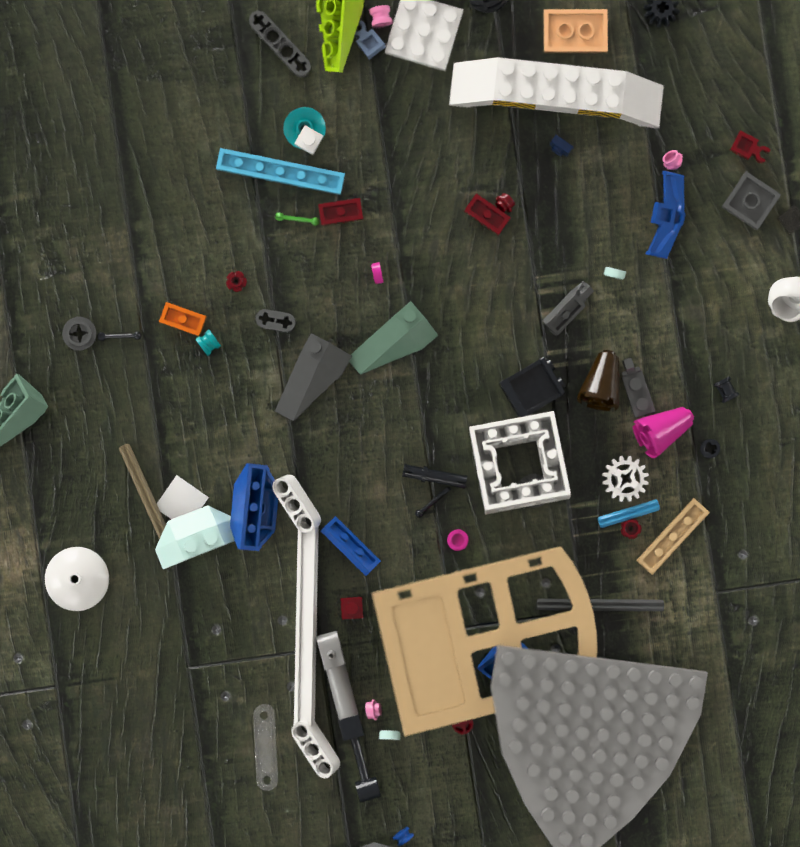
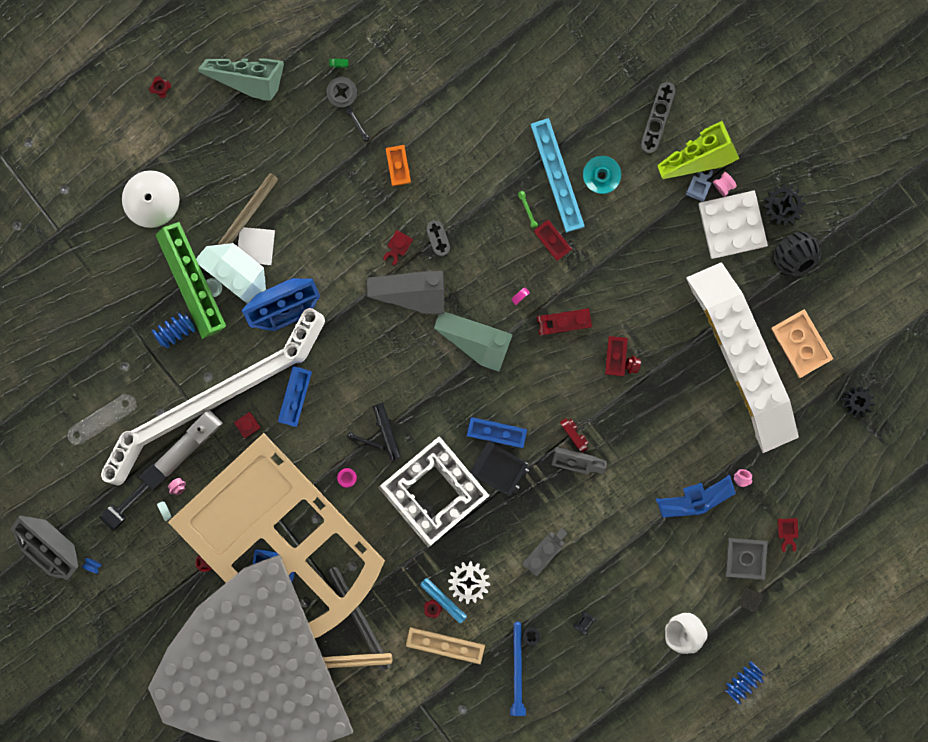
camera: 65 degrees right, 0 degrees up
(49, 320) = (338, 63): none -> green tile
(179, 583) = (190, 280): none -> bright green brick
(198, 566) = (215, 286): none -> light aqua plate
(208, 342) = (391, 195): teal wheel -> none
(219, 627) = (174, 330): none -> blue piece
(236, 287) = (452, 195): dark red plate -> none
(260, 362) = (399, 244): none -> dark red plate
(308, 140) = (594, 183): white plate -> none
(426, 244) = (565, 321): none -> dark red plate
(496, 370) = (497, 432): none -> blue plate
(549, 296) = (579, 441): none -> dark red plate
(560, 146) = (702, 383): dark blue plate -> none
(602, 383) = (534, 521): dark brown cone -> none
(615, 273) = (626, 482): light aqua tile -> none
(640, 627) = (358, 660): none -> tan axle
(662, 429) = (524, 590): dark pink cone -> none
(771, 500) = (517, 707): none -> blue piece

